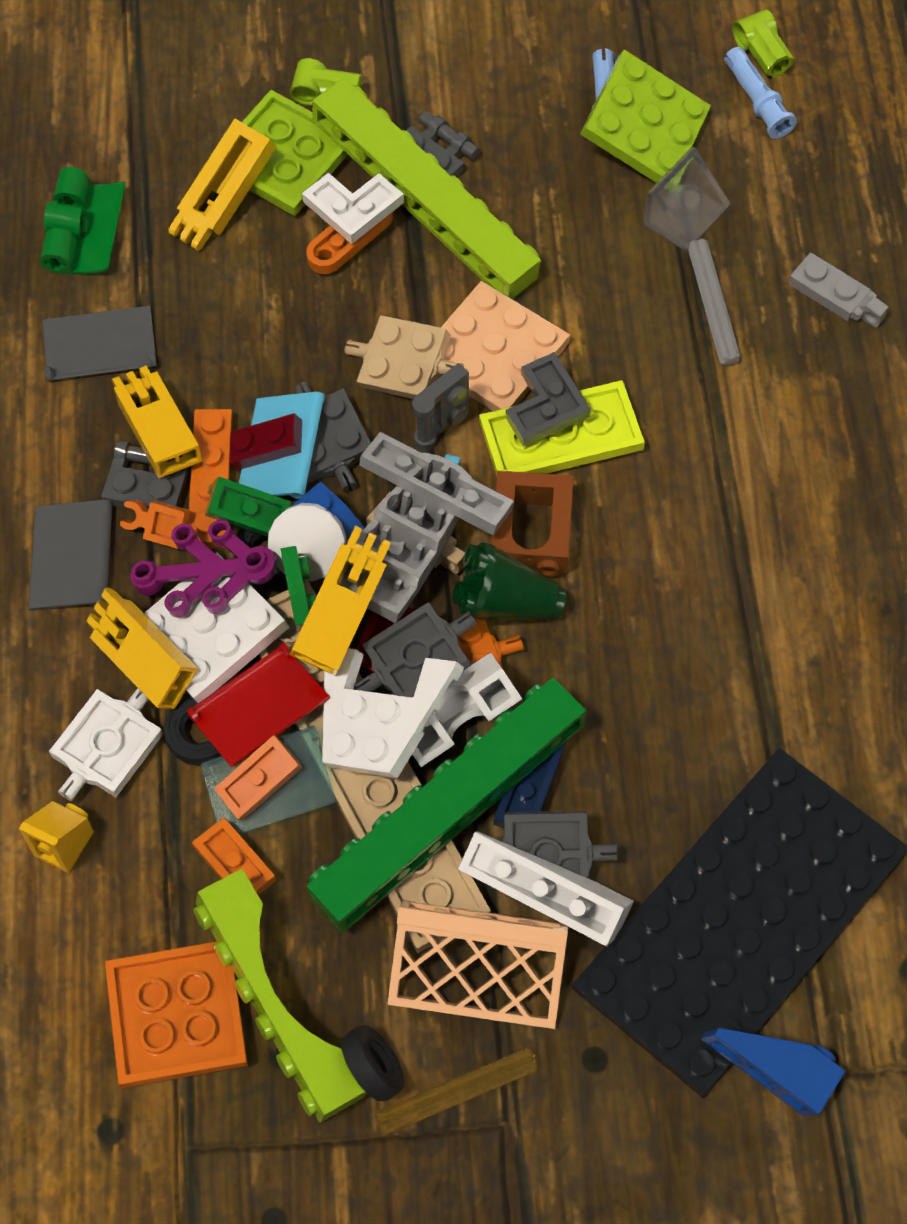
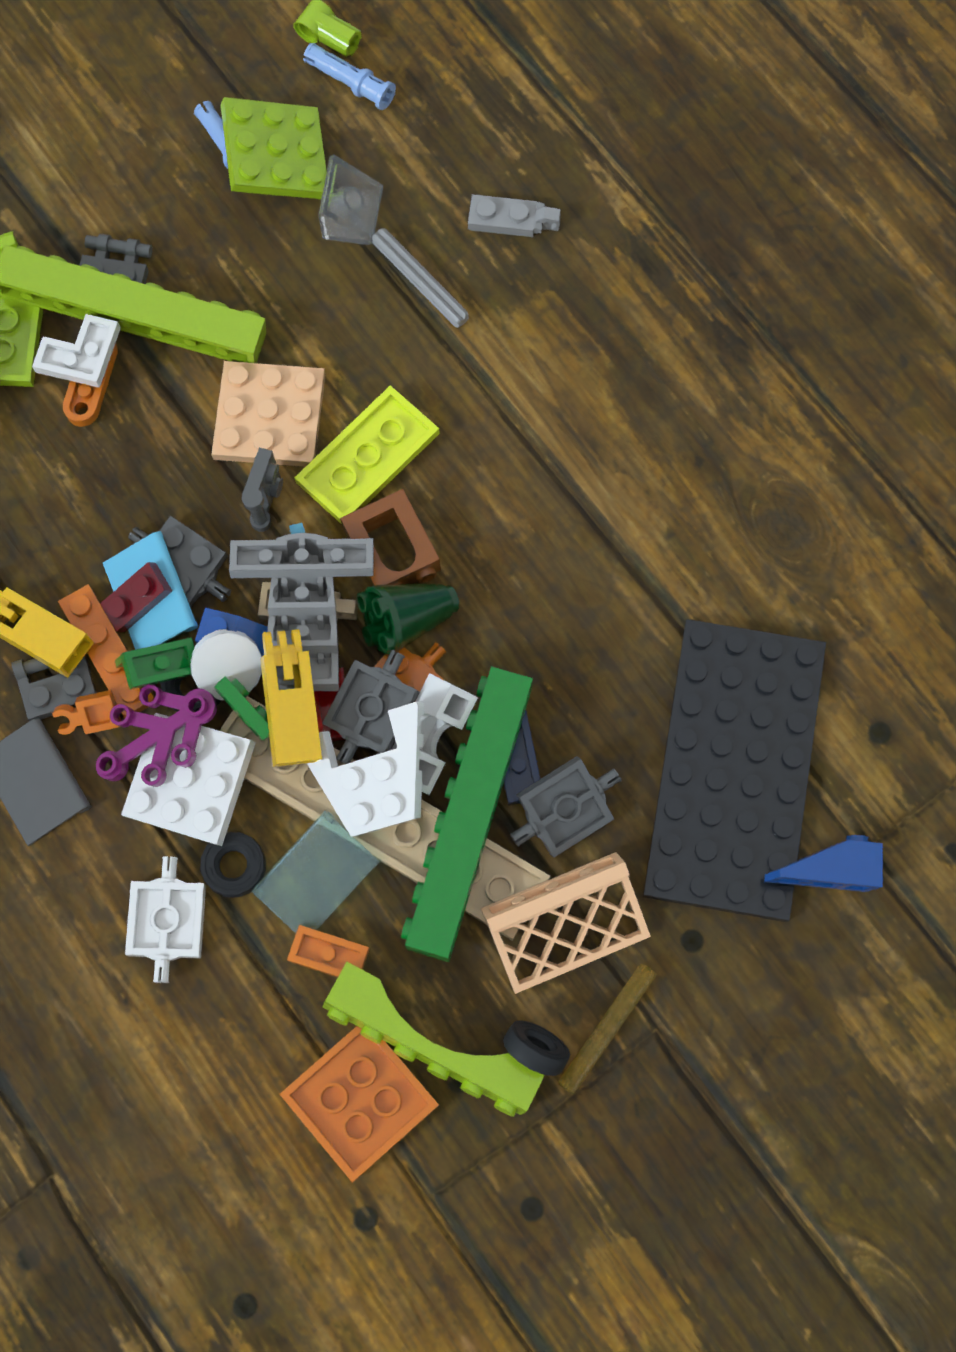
camera: 30 degrees left, 10 degrees up
(57, 834) = (177, 1016): yellow slope -> none
(144, 653) = (152, 829): yellow hinge -> none
(257, 705) = (270, 820): red piece -> none
(258, 777) = (307, 878): orange plate -> none
(402, 357) = (203, 463): tan plate -> none
(547, 888) = (585, 834): white slope -> none
(555, 401) = (352, 437): dark grey plate -> none

